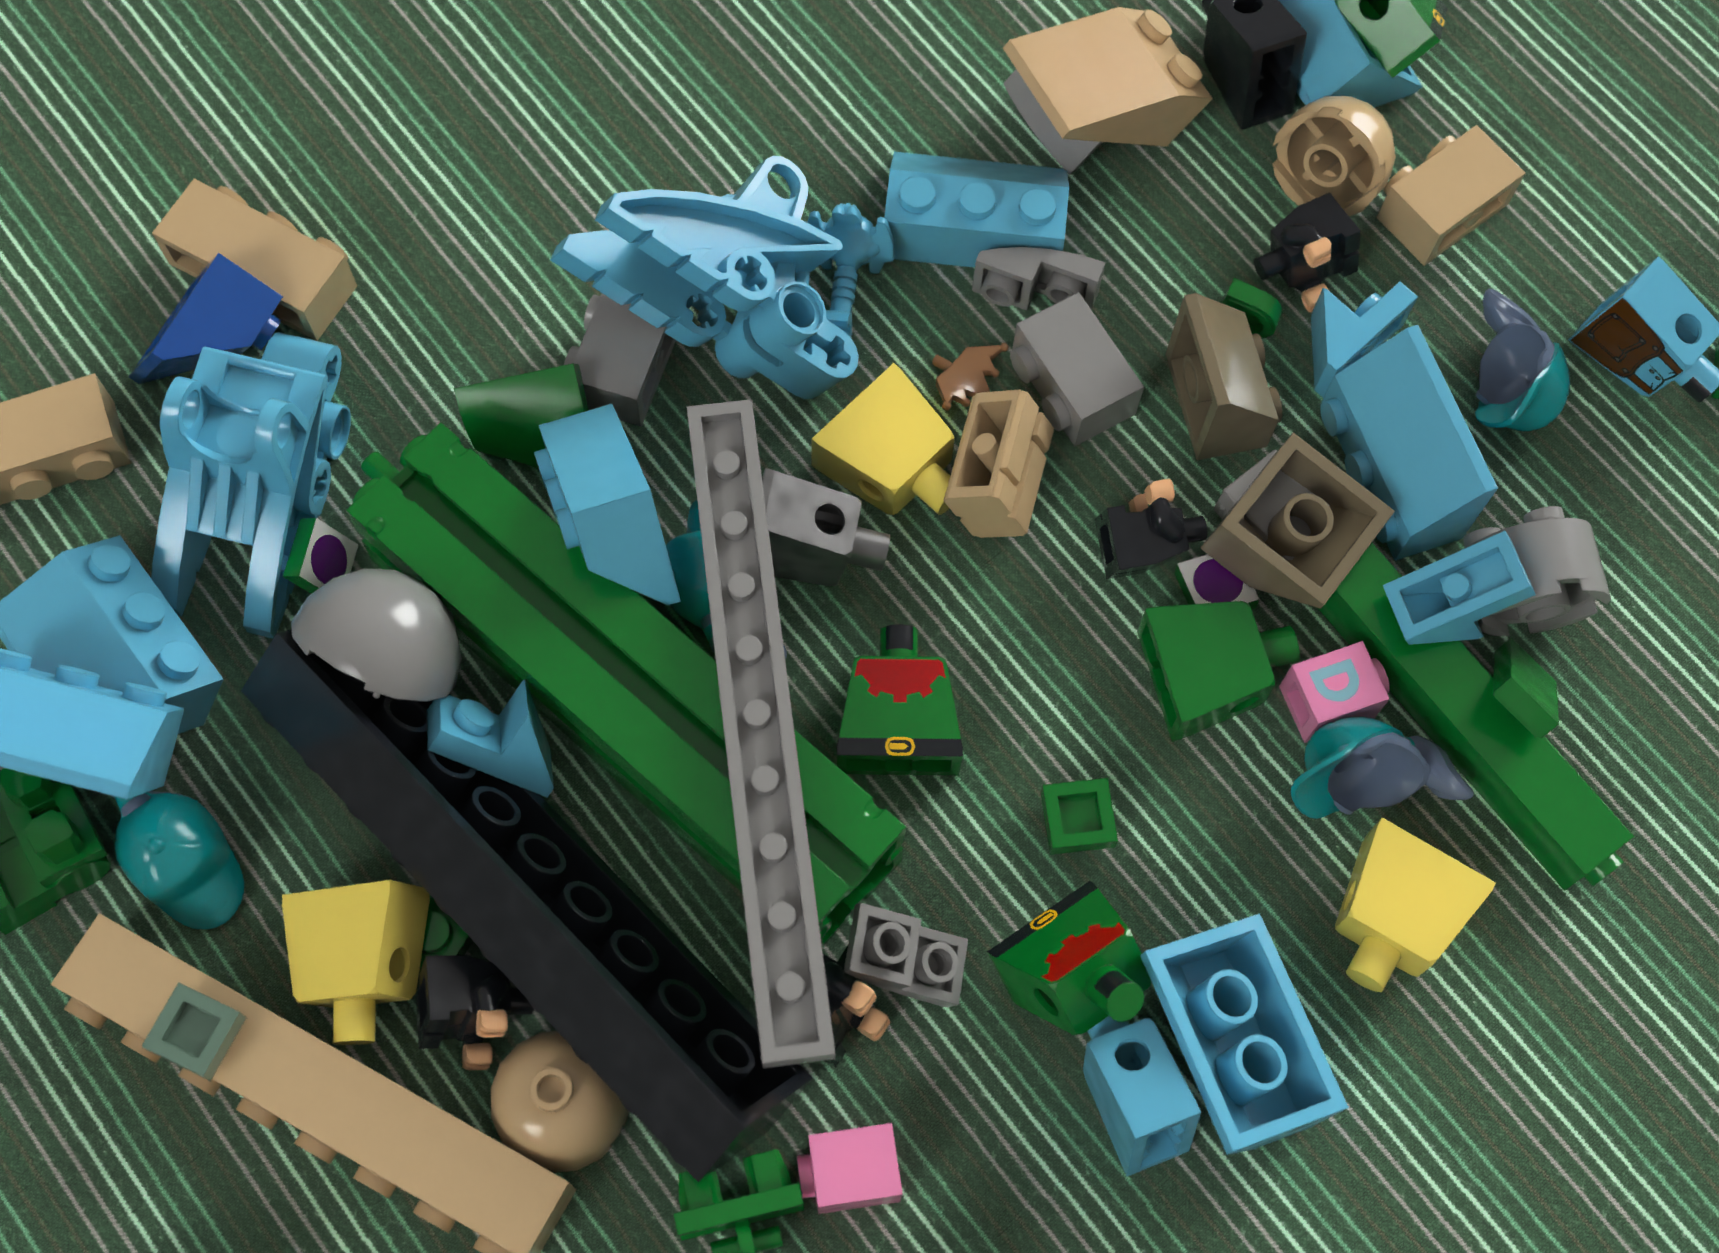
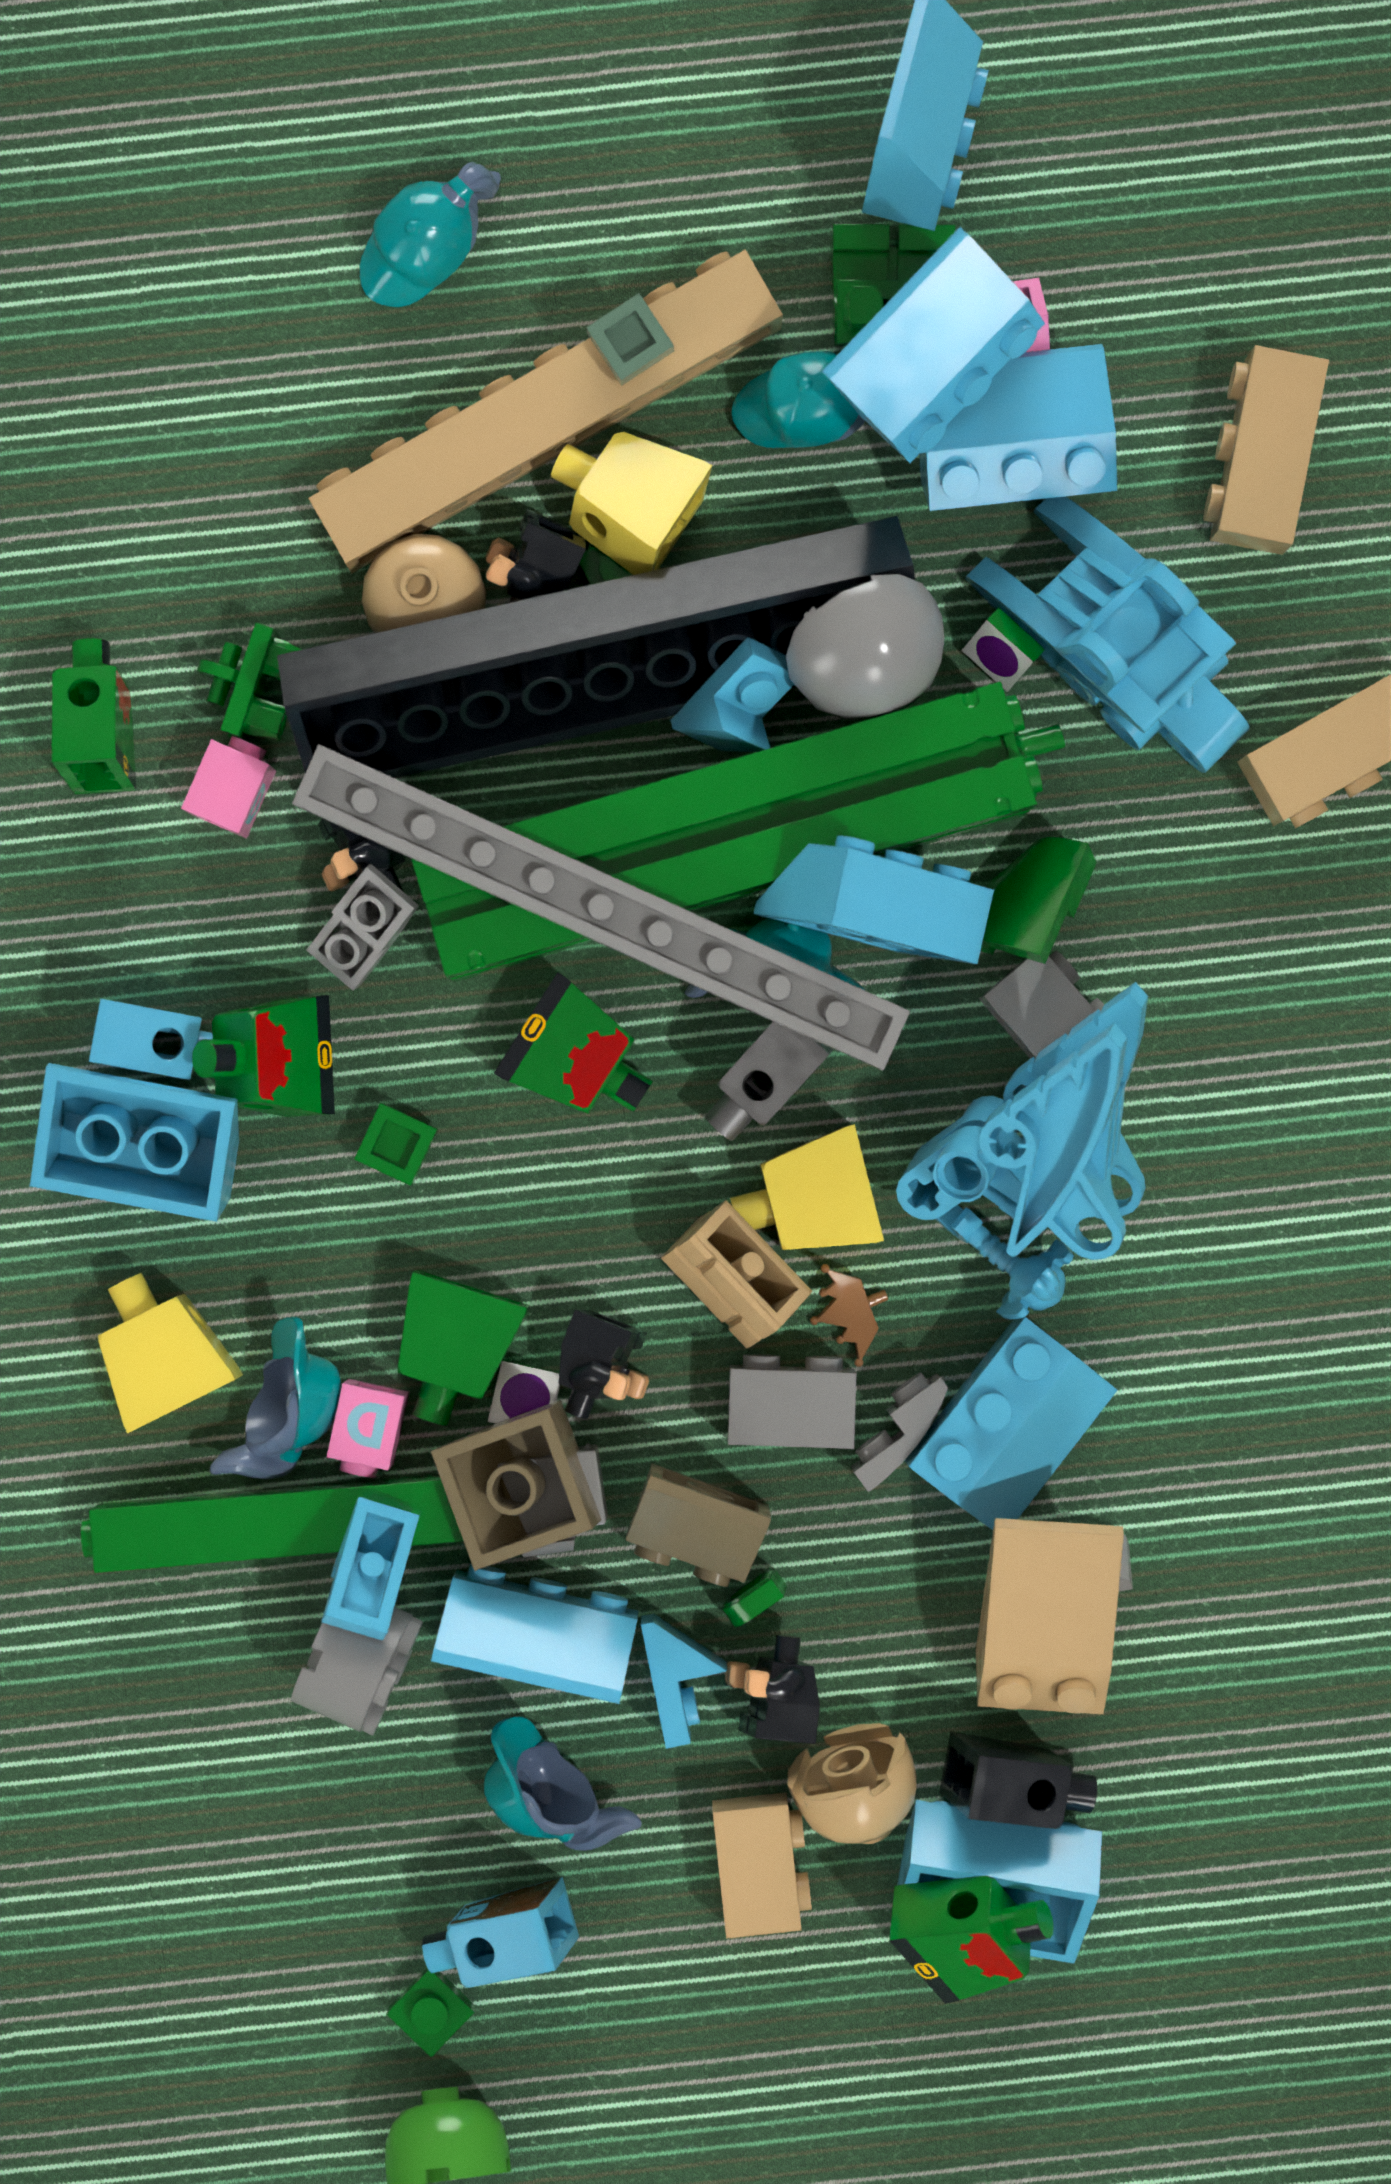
camera: 130 degrees right, 20 degrees up
(220, 311) = (1289, 662): blue slope -> none
(1525, 689) = (266, 1577): green tile -> none

